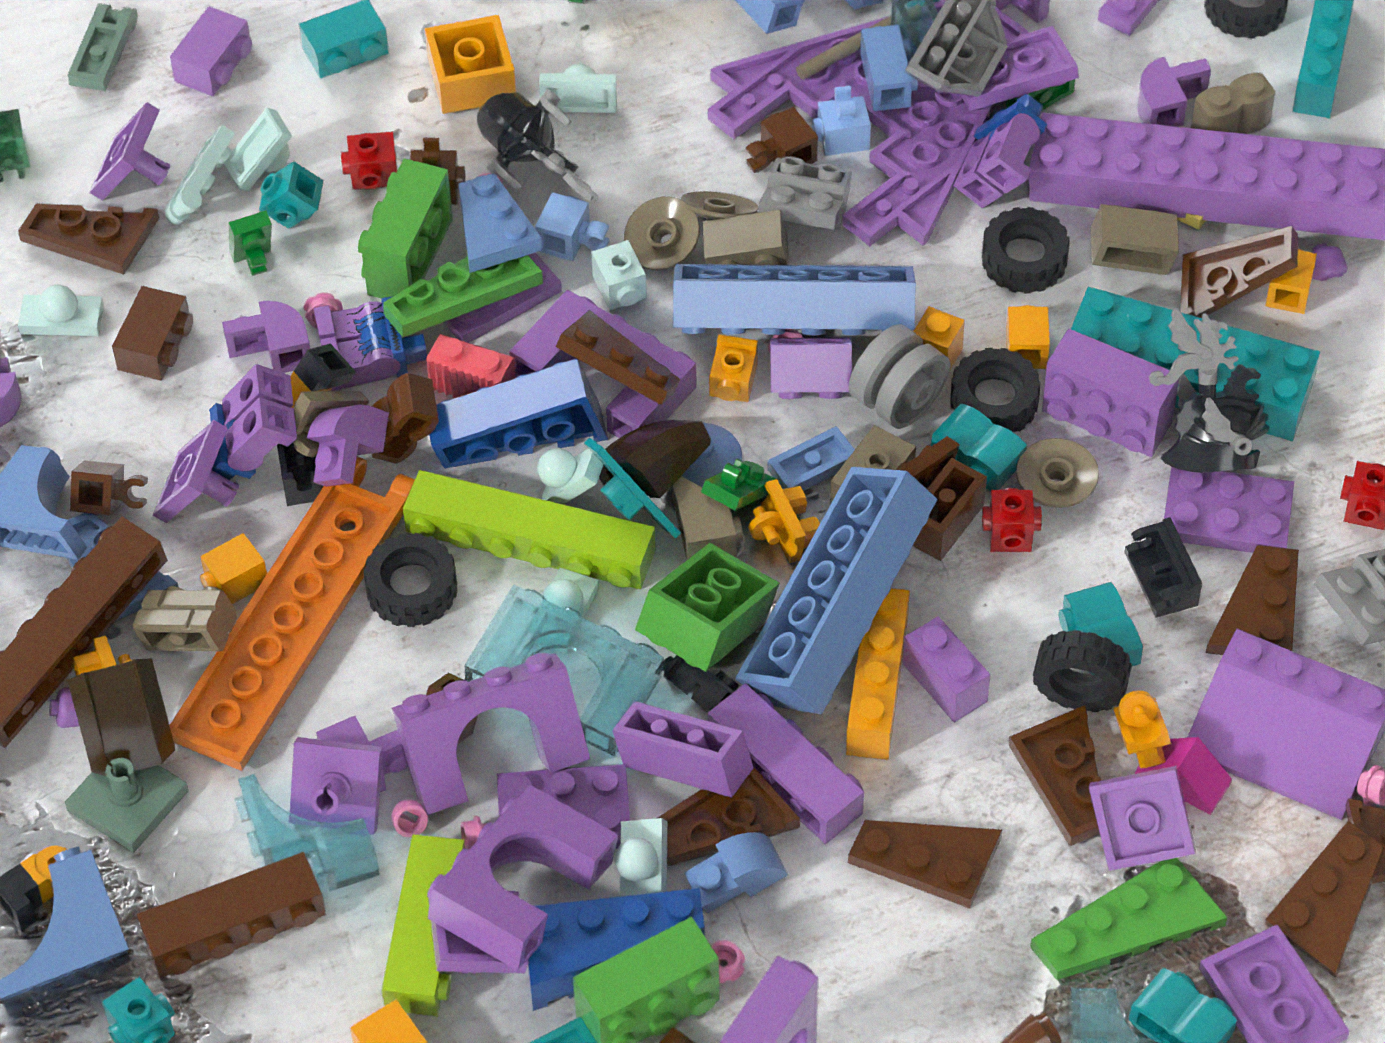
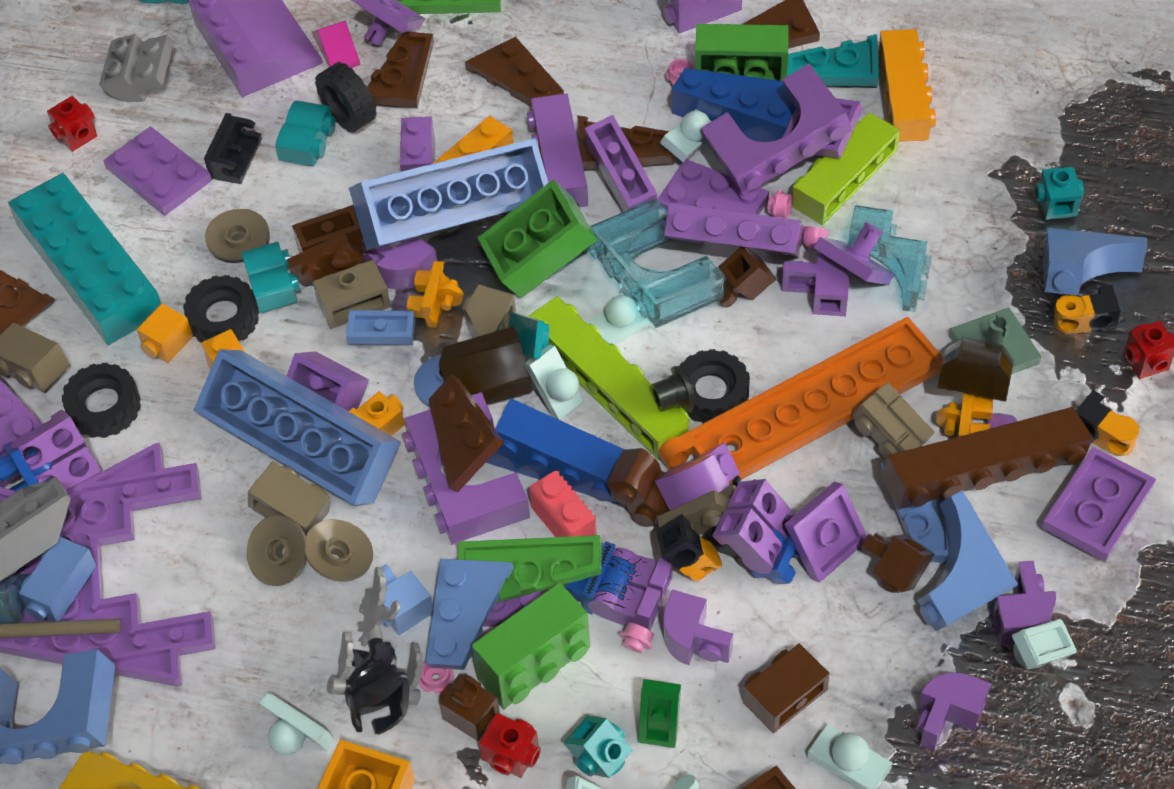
camera: 145 degrees left, 0 degrees up
(231, 915) = (969, 229): reddish brown brick -> none
(233, 568) = (835, 454): light orange brick -> none
(429, 508) = (674, 391): none -> pearl dark grey piece
(619, 275) = (398, 528): light aqua brick -> none
(737, 484) = (446, 324): green plate -> none
(742, 865) = (632, 106): medium blue brick -> none
(783, 136) = (181, 579): reddish brown brick -> none
(807, 192) = (212, 518): light grey brick -> none
(843, 123) = (127, 569): light blue brick -> none
(899, 376) = (278, 327): light grey wheel -> none
(1011, 520) = (290, 210): red brick -> none
(1108, 393) = (159, 248): medium lavender brick -> none
(1142, 727) = (342, 48): light orange hips -> none
(1211, 425) = (121, 189): helmet -> none
(1261, 601) = (197, 105): reddish brown wing -> none

